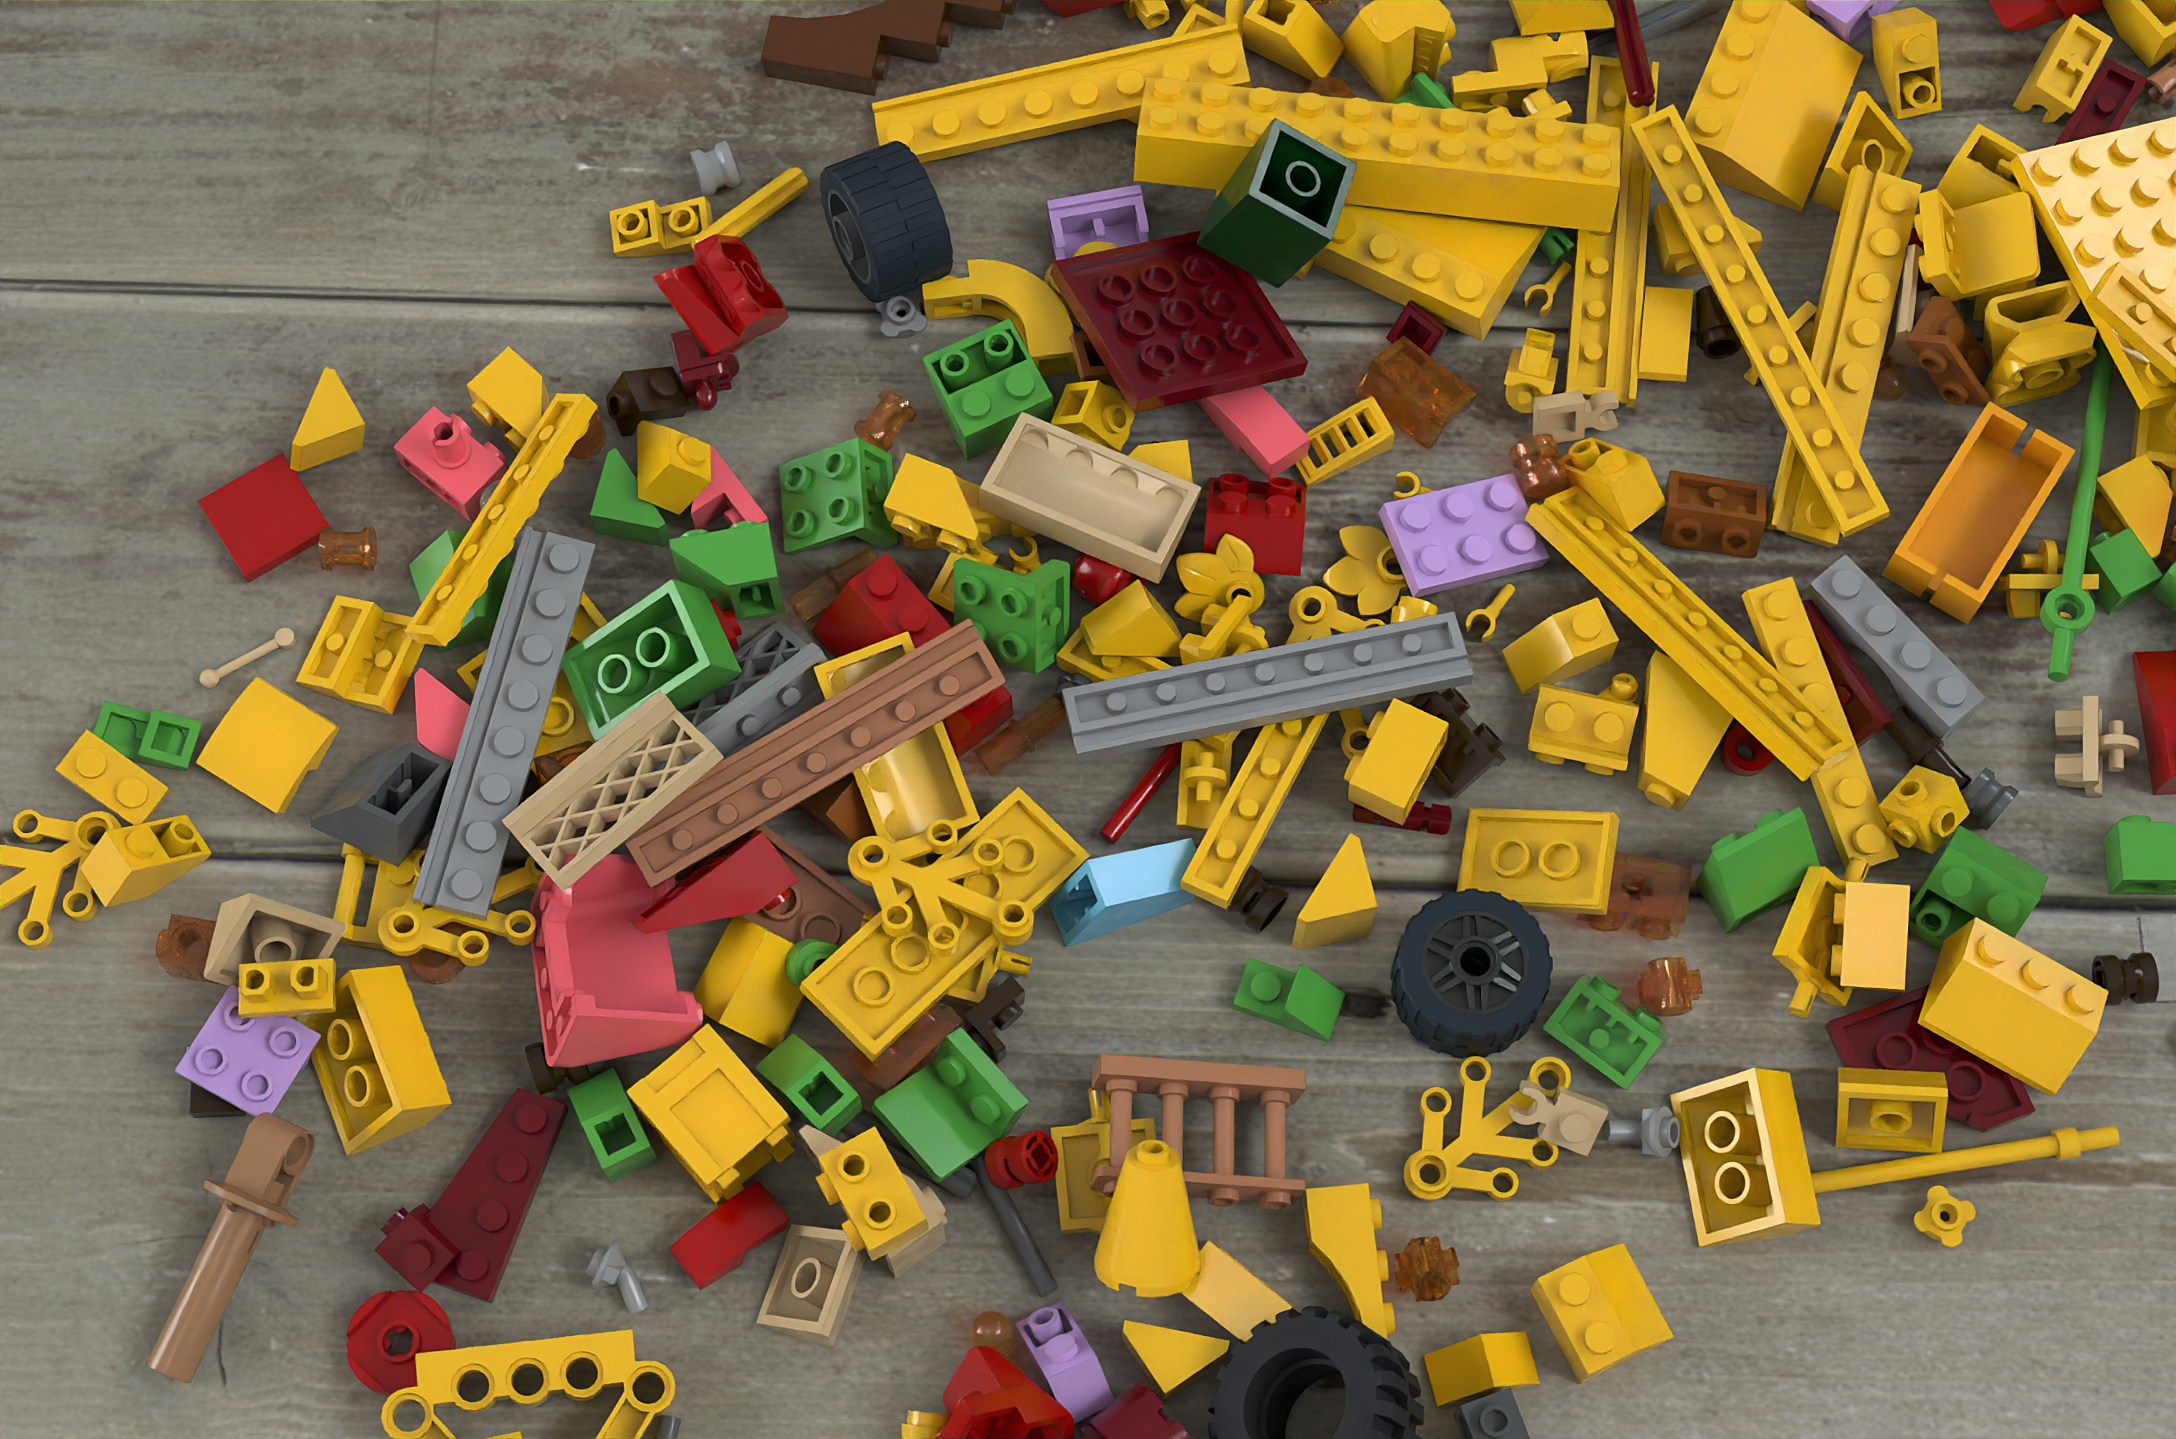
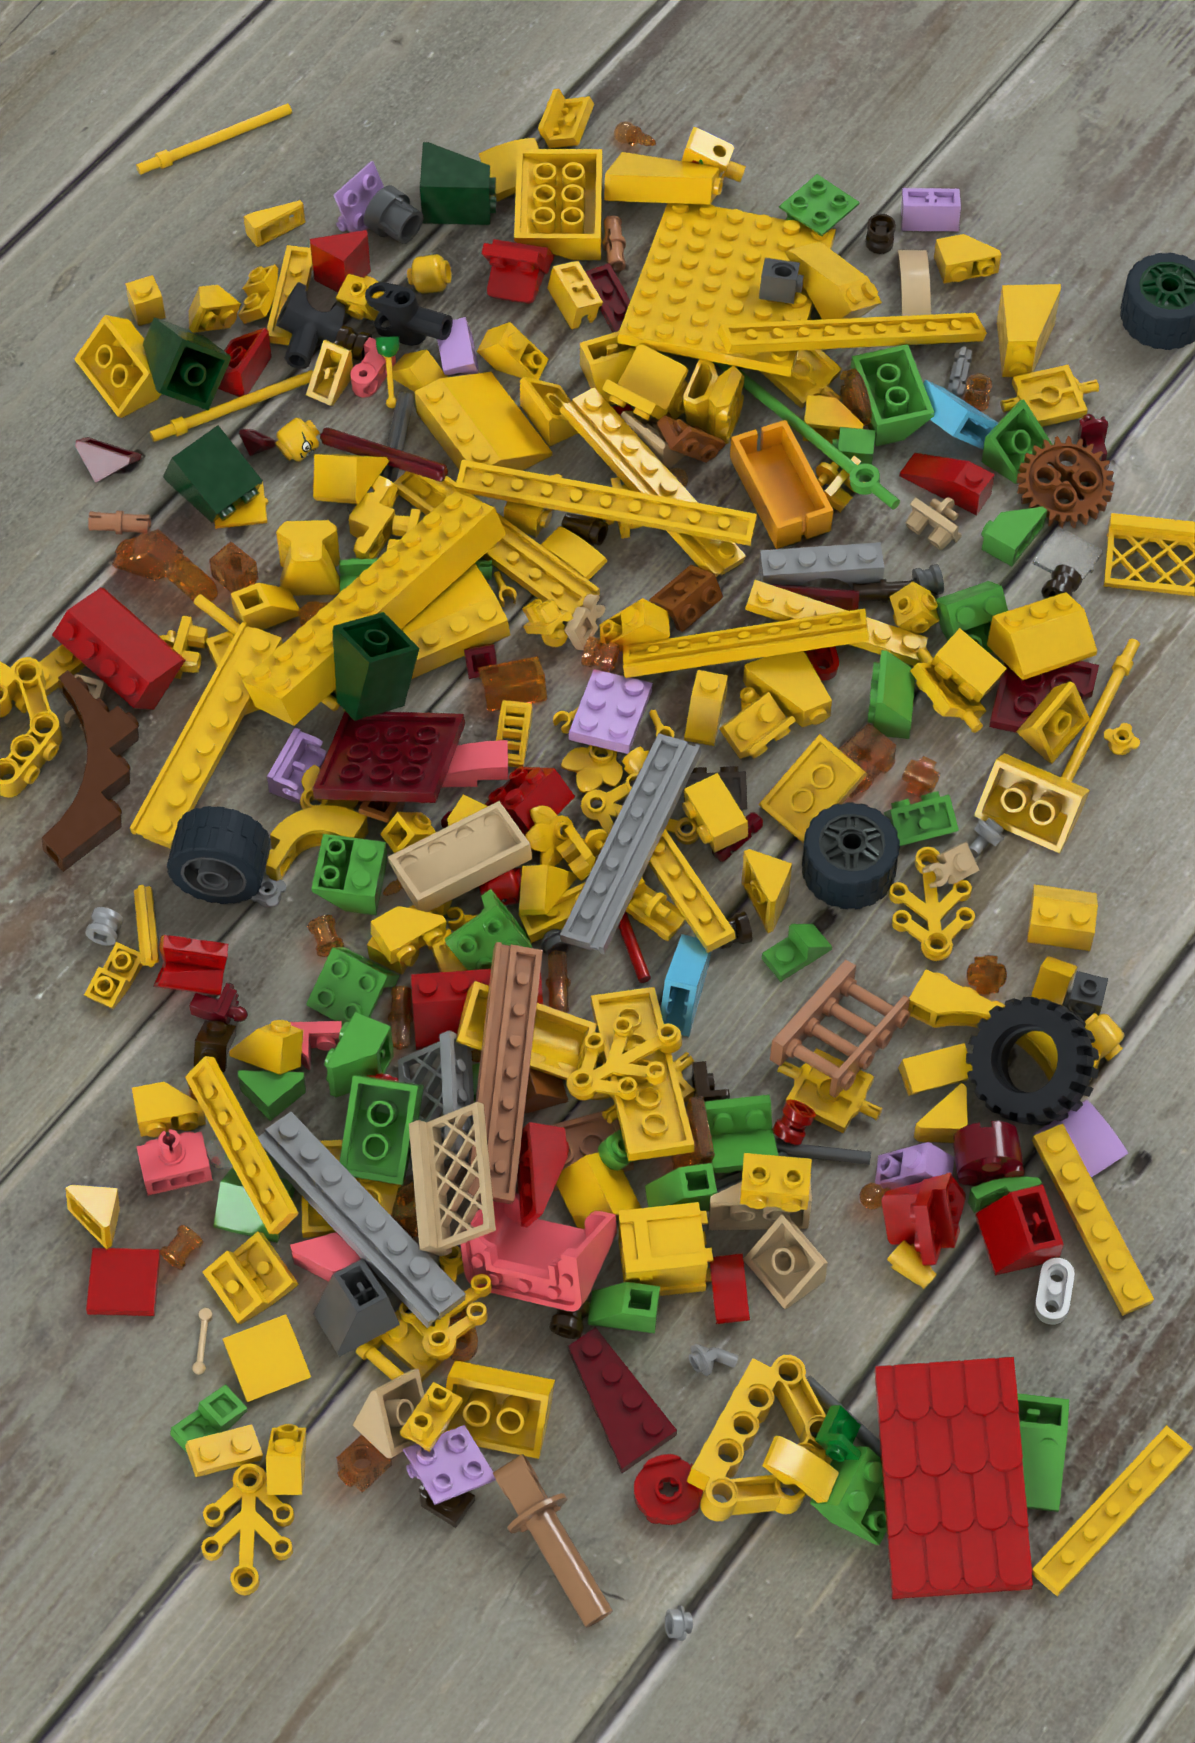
camera: 55 degrees left, 10 degrees down
(416, 1247) = (623, 1445): dark red bracket -> none
(1149, 1226) = (881, 1071): yellow cone -> none

